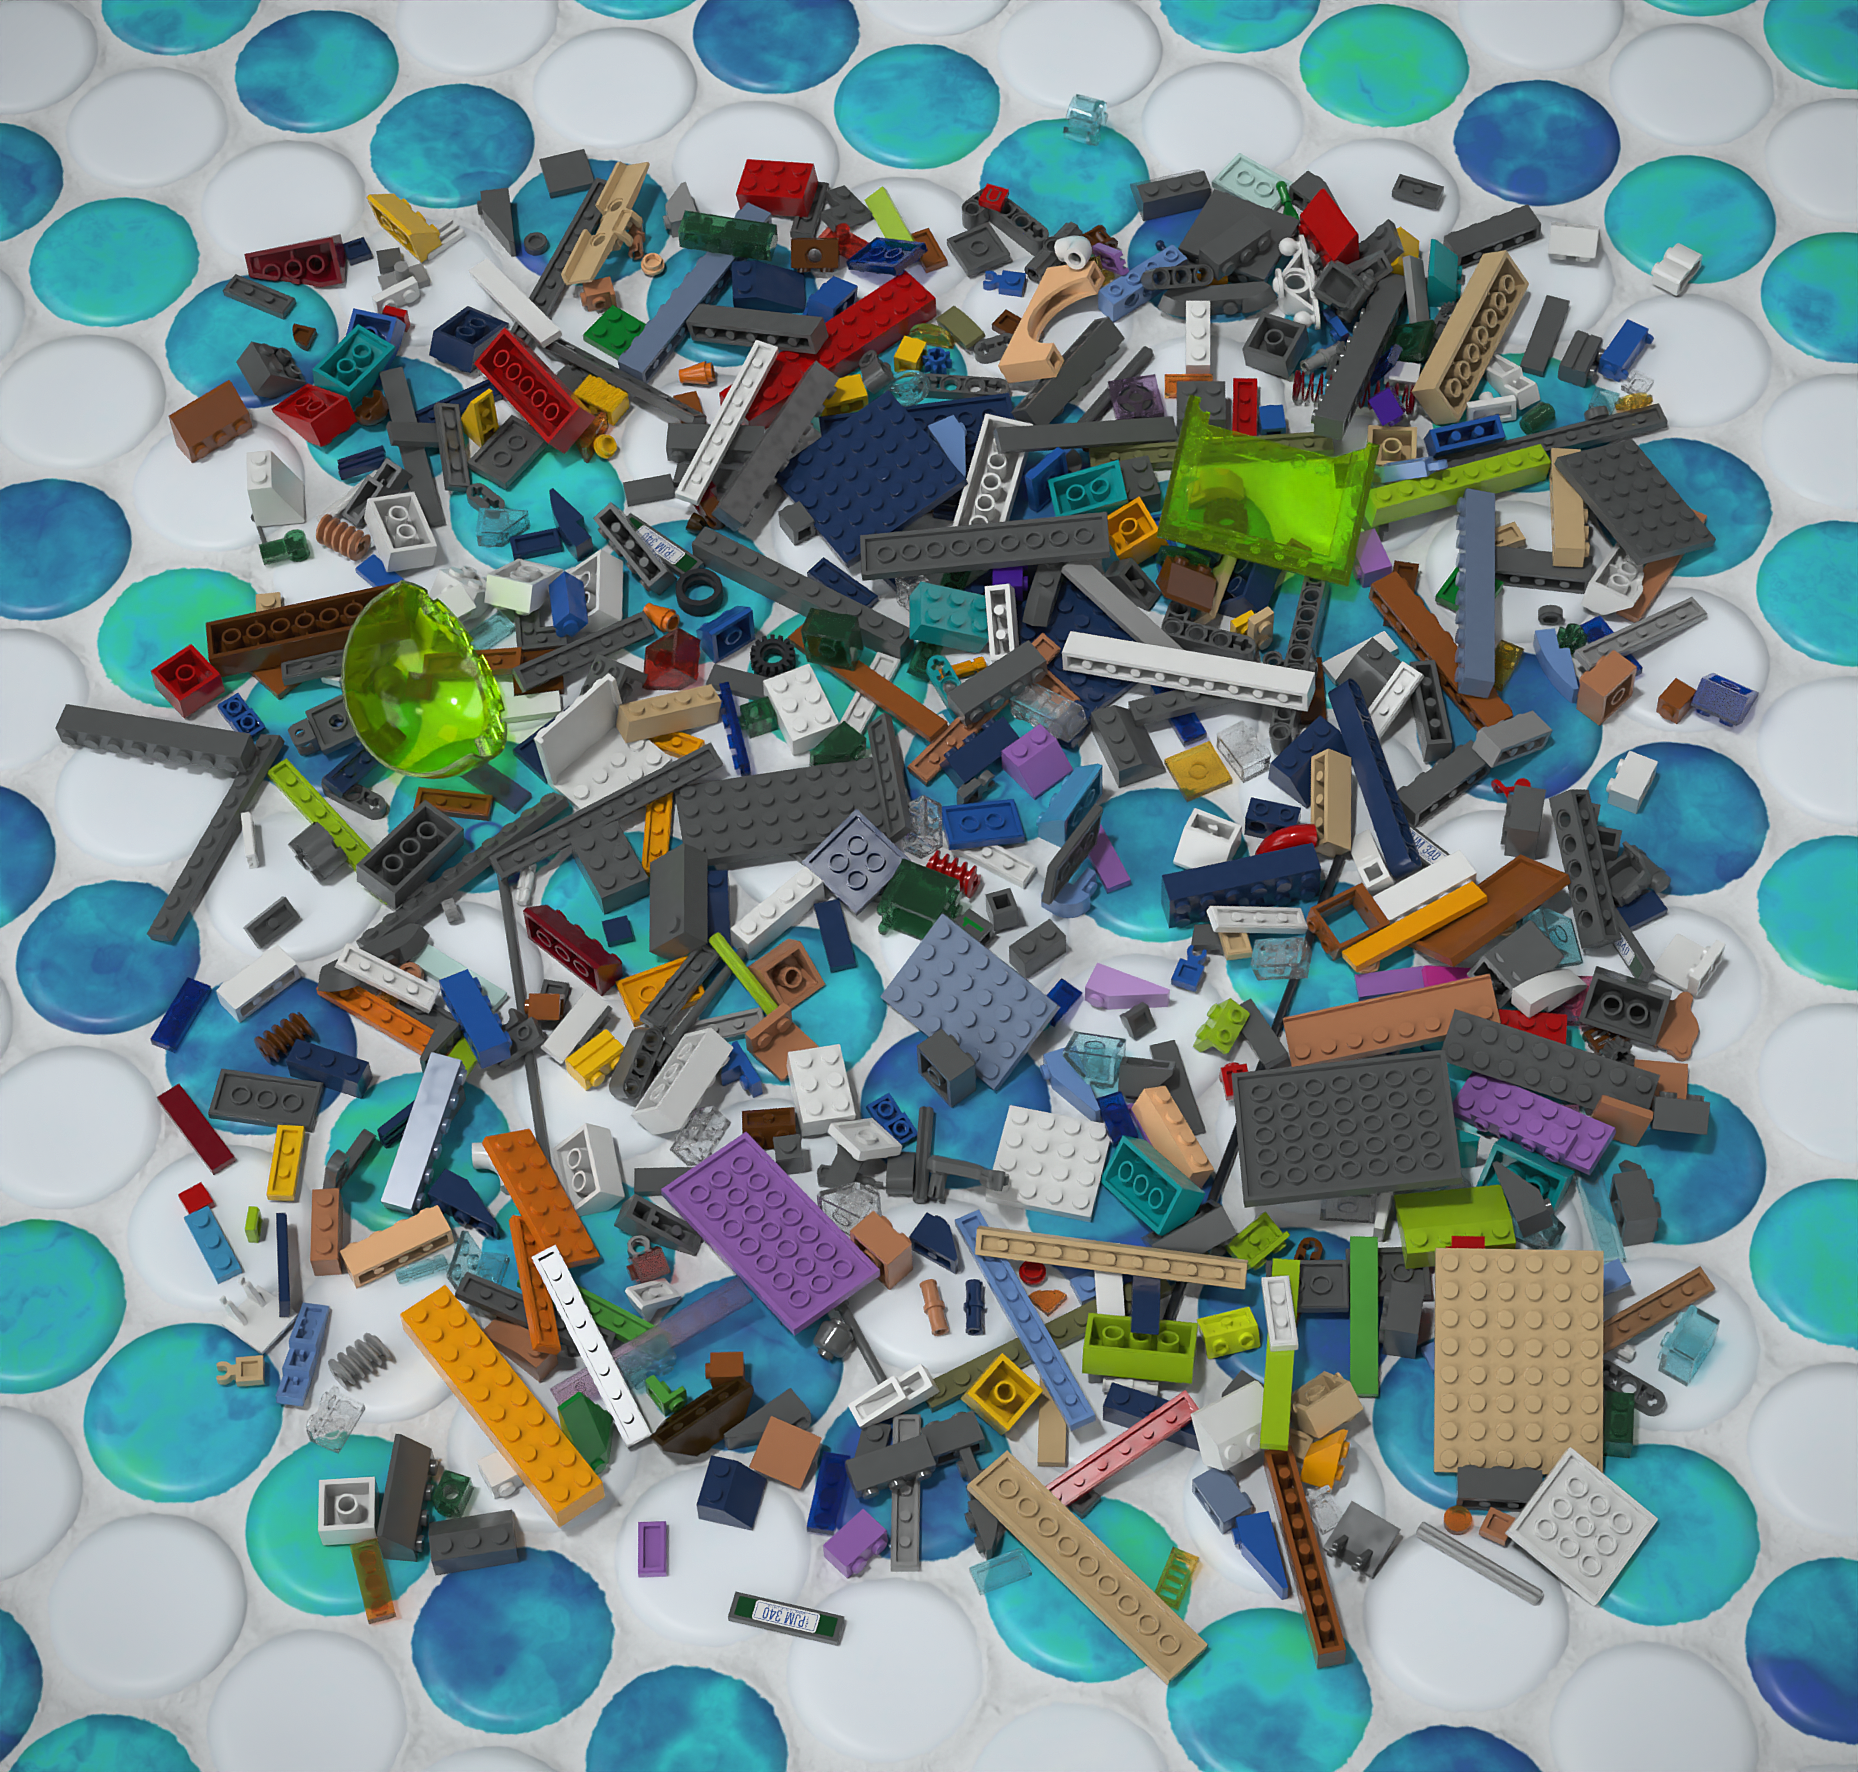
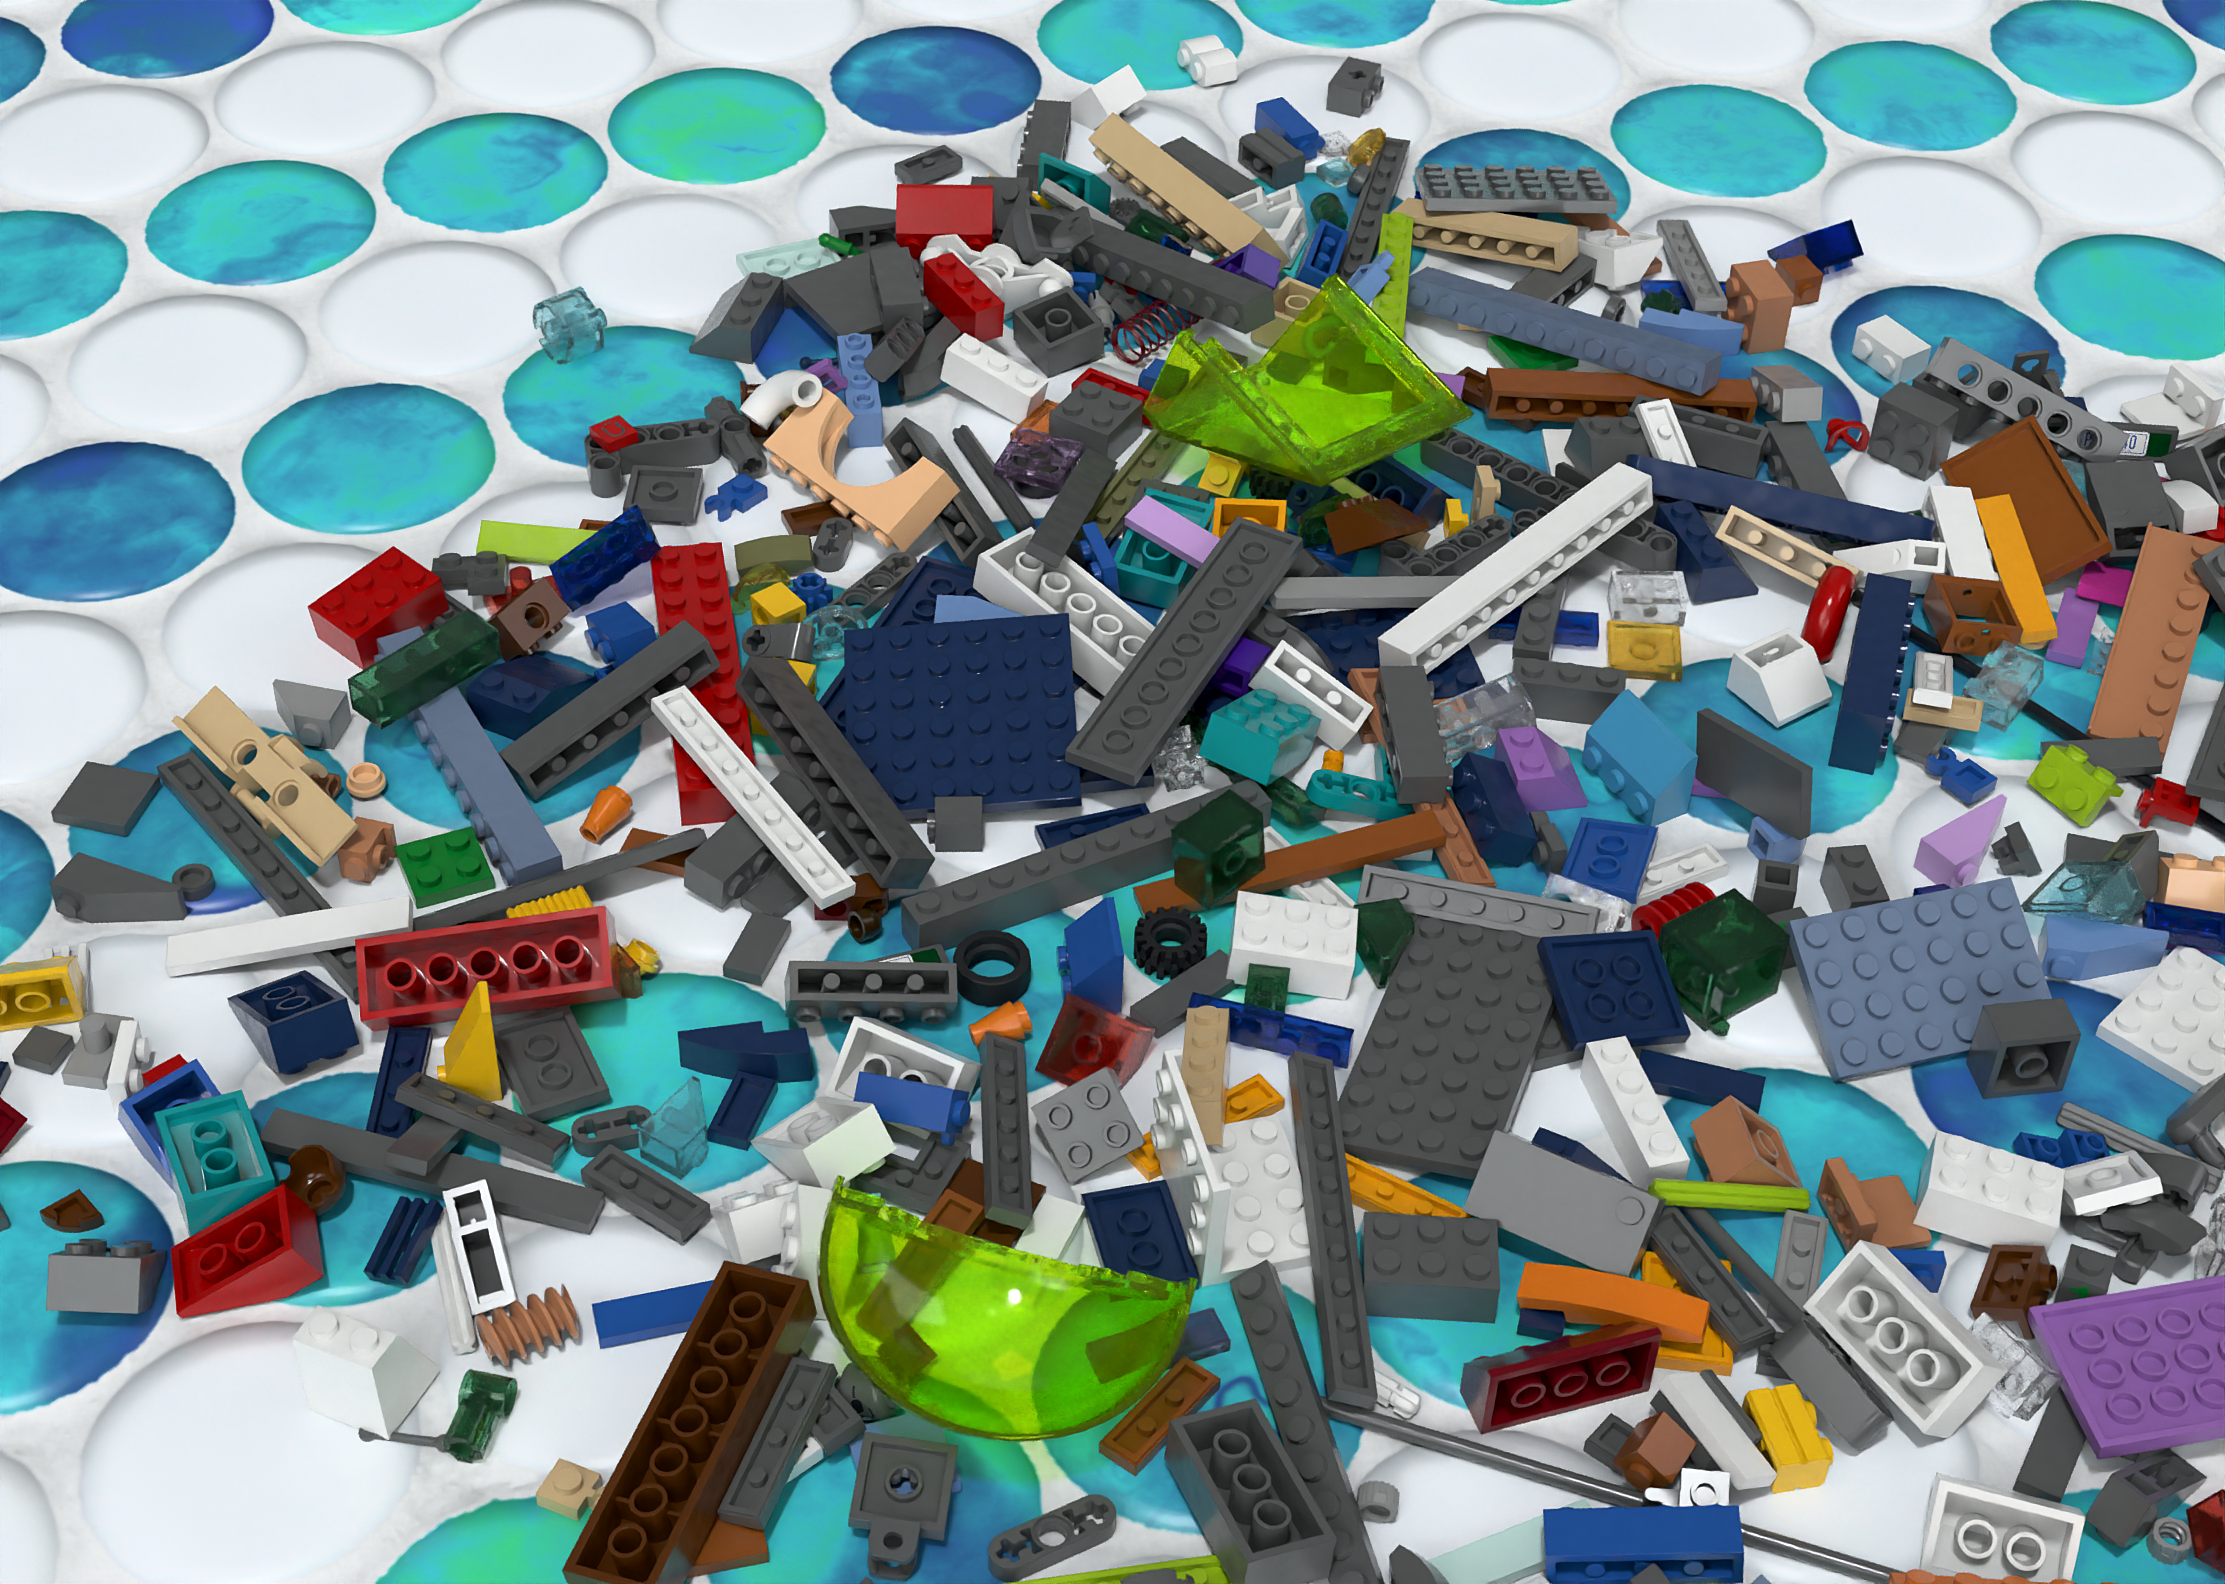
camera: 65 degrees left, 15 degrees down
(210, 422) = (140, 1395): dark orange slope -> none
(350, 771) = (1011, 1492): dark blue plate -> none
(400, 532) = (595, 1241): white brick -> none
(453, 535) = (646, 1192): none -> dark grey plate
(633, 952) = (1612, 1299): none -> orange slope
(1087, 488) = (1171, 531): none -> lavender tile
(1249, 282) = (963, 297): none -> red brick
(1267, 817) = (1774, 609): dark blue brick -> none
(1713, 361) = (1354, 87): none -> dark grey brick

